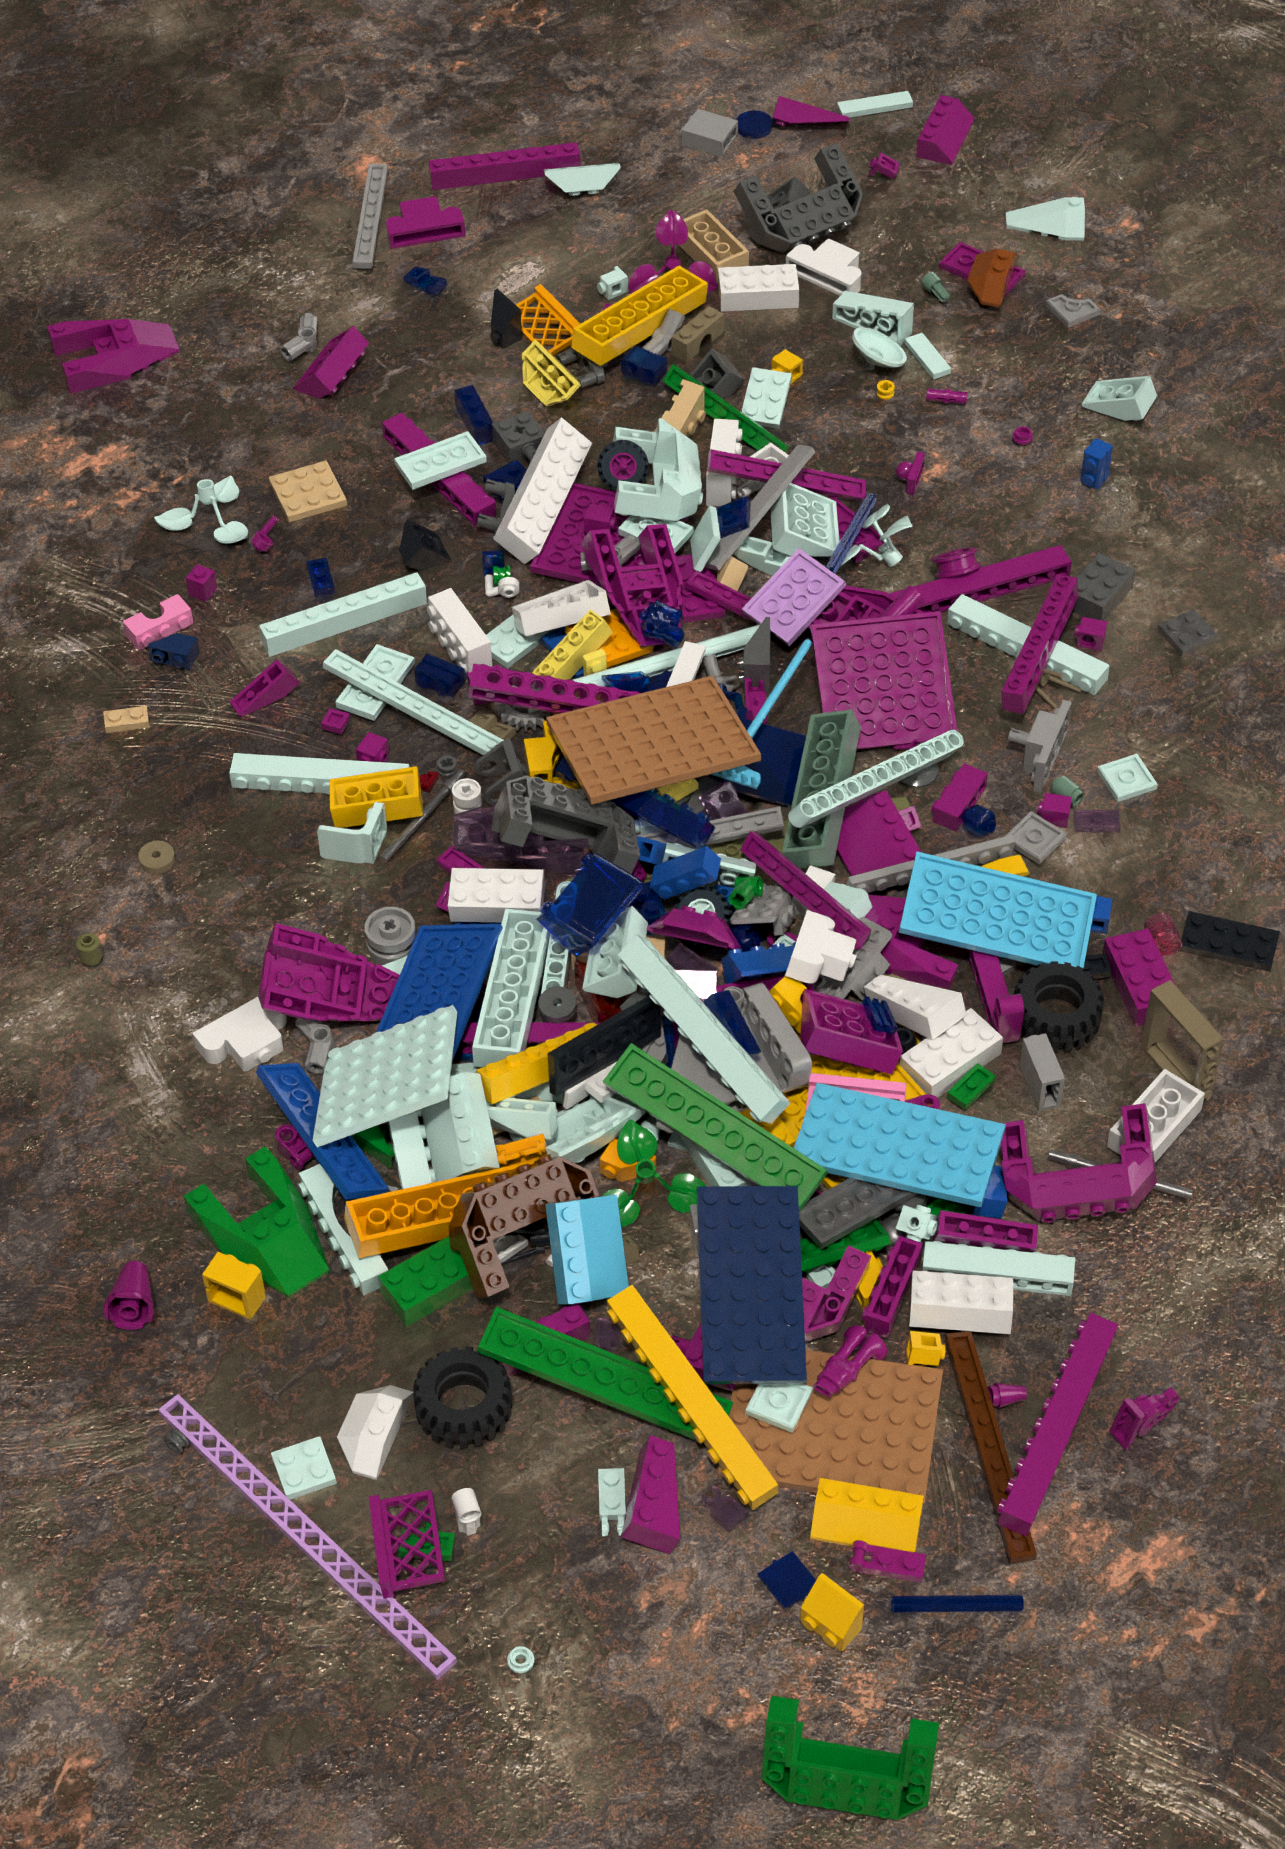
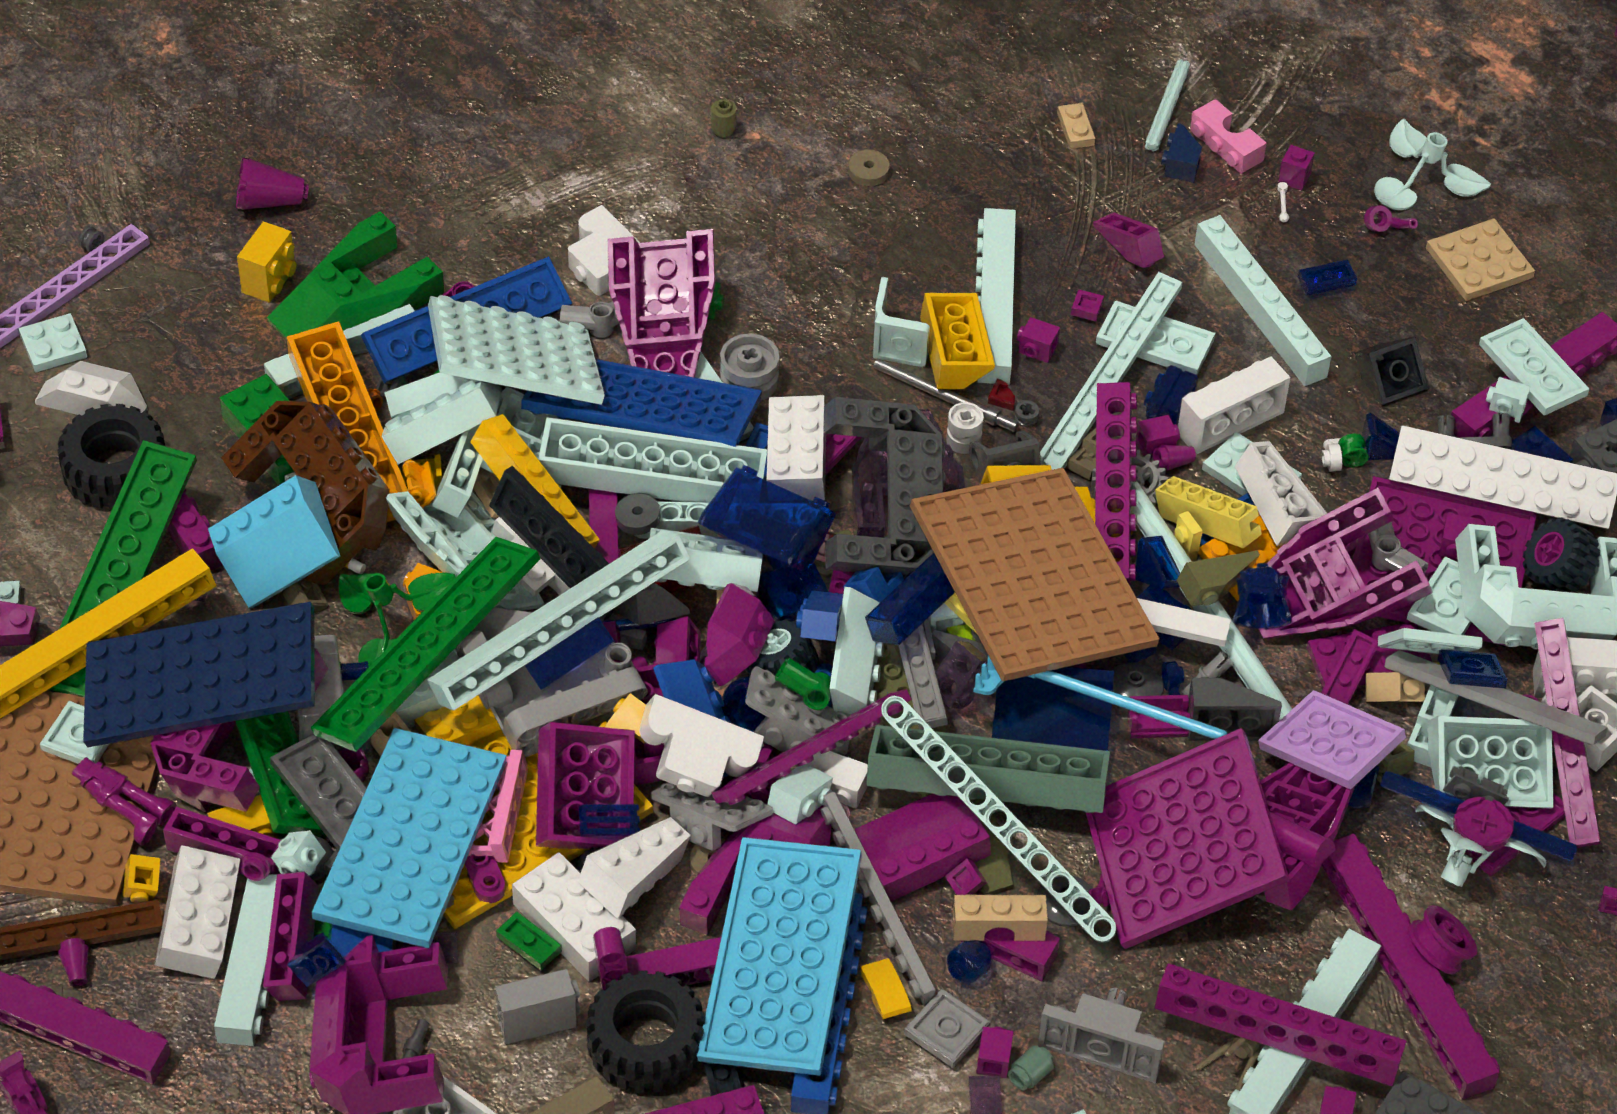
camera: 85 degrees right, 0 degrees up
(112, 659) = (1167, 105): none -> light aqua axle
(214, 598) = (1282, 188): none -> white hinge
(473, 474) = (1508, 398): none -> light aqua brick
(645, 646) = (1212, 578): none -> olive slope
(833, 528) = (1465, 786): none -> dark grey hinge
(868, 525) = (1484, 822): none -> magenta tile
(926, 1253) = (255, 866): none -> magenta plate
(958, 788) = (979, 913): none -> tan arch
(1020, 1200) = (316, 959): none -> clear blue slope

